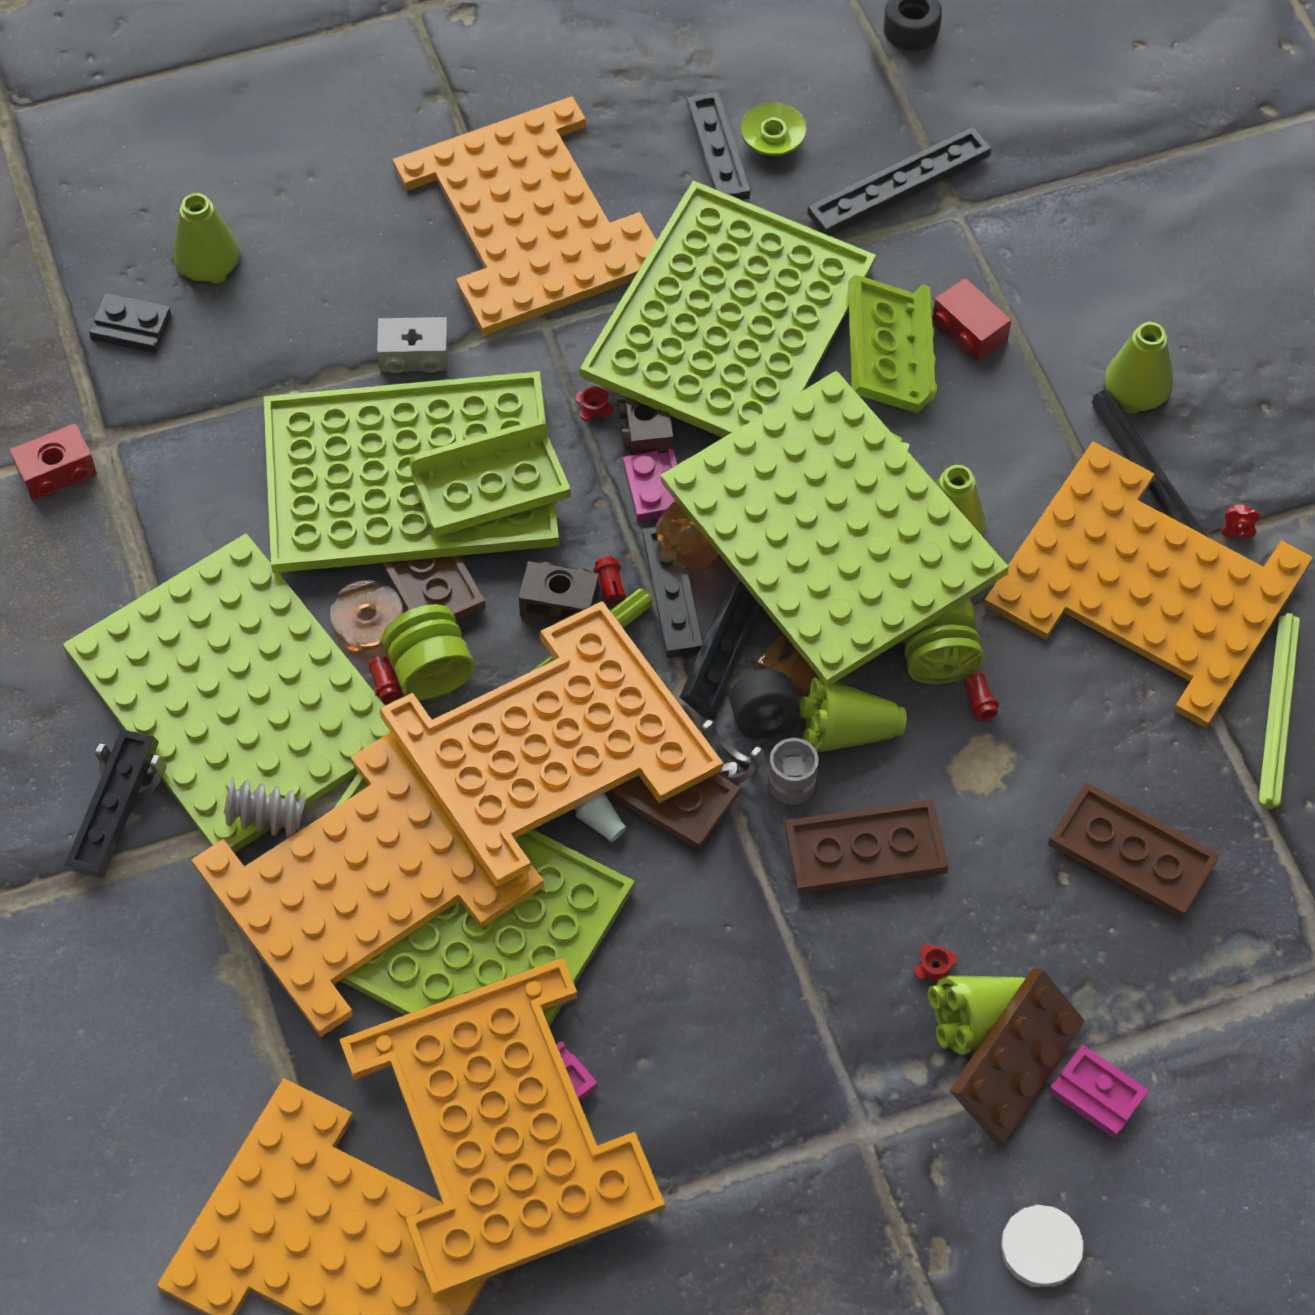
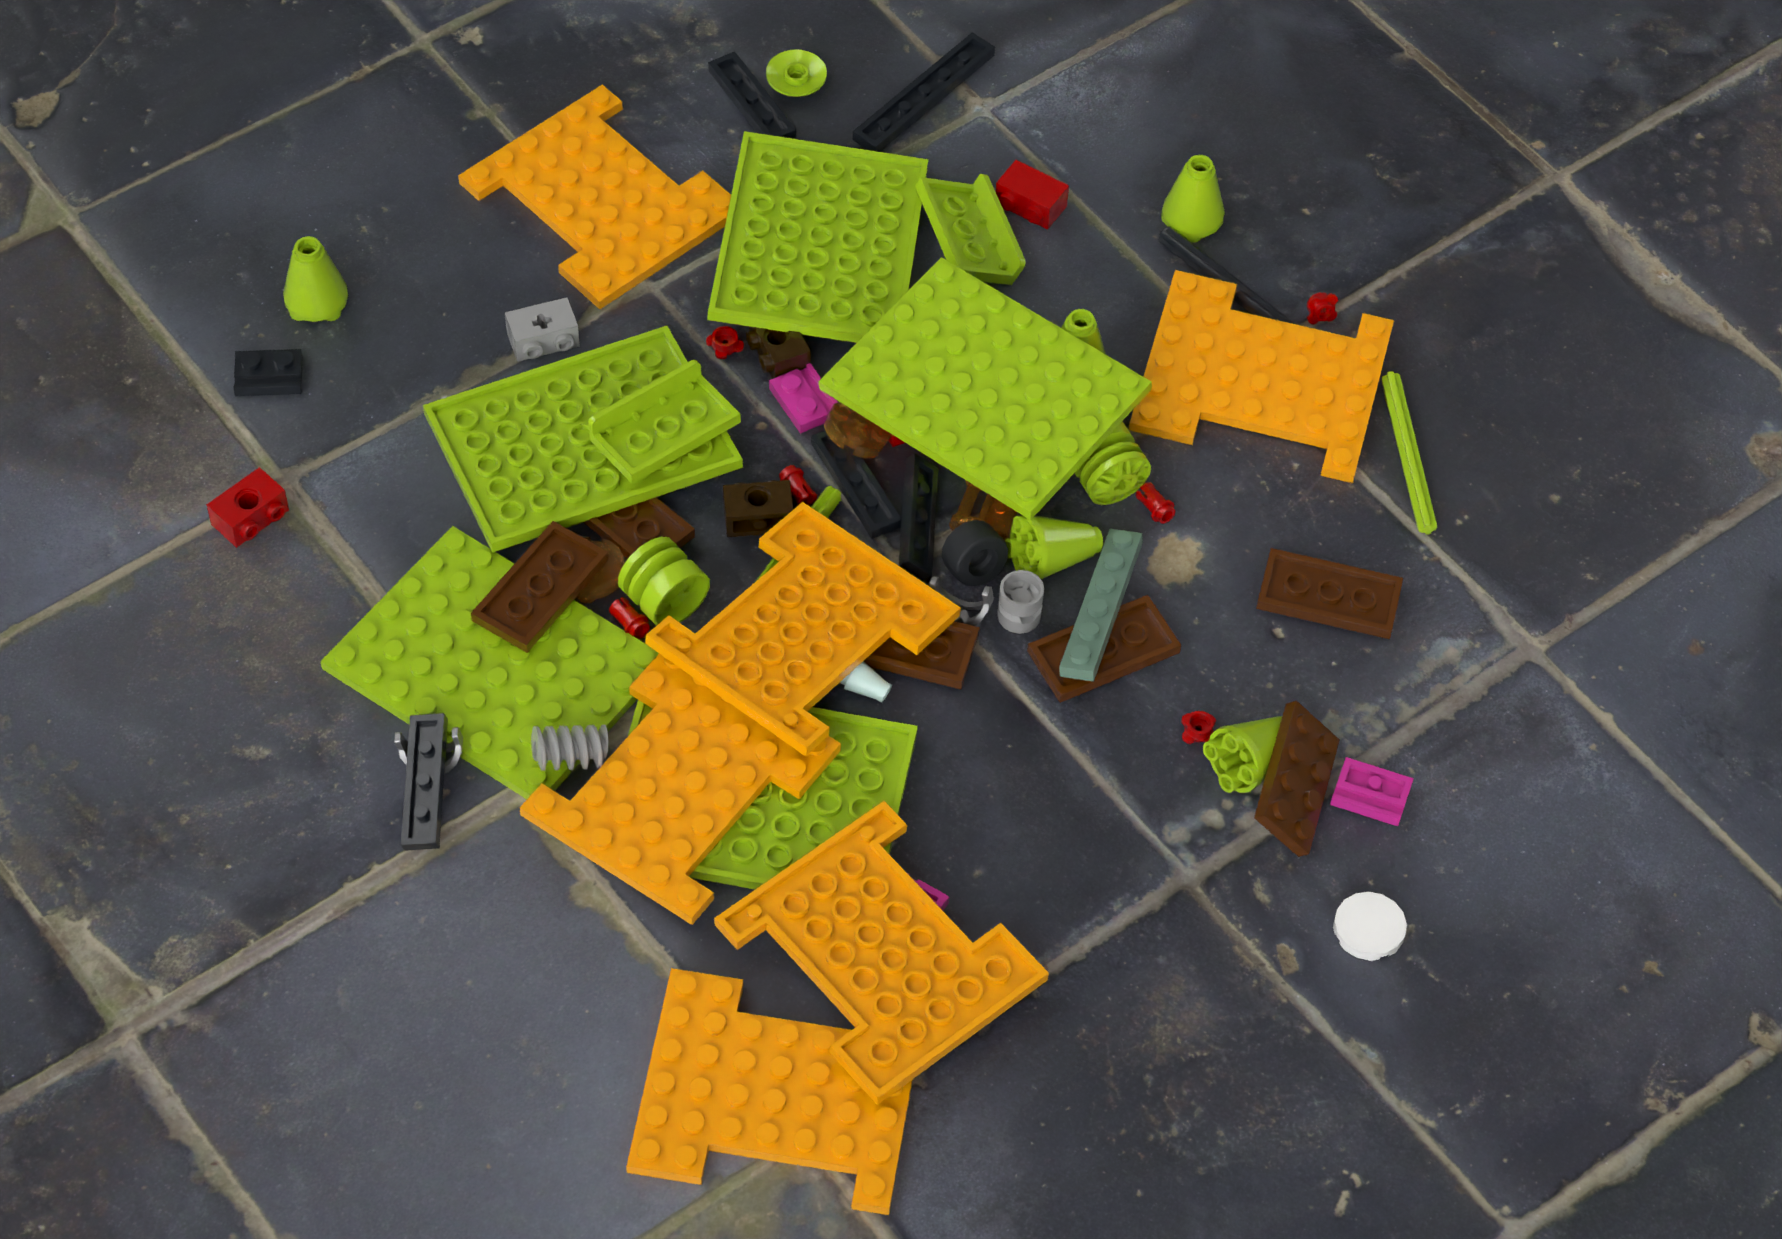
camera: 20 degrees left, 5 degrees down
(302, 623) = (539, 586): none -> reddish brown plate
(876, 798) = (1101, 605): none -> sand green plate

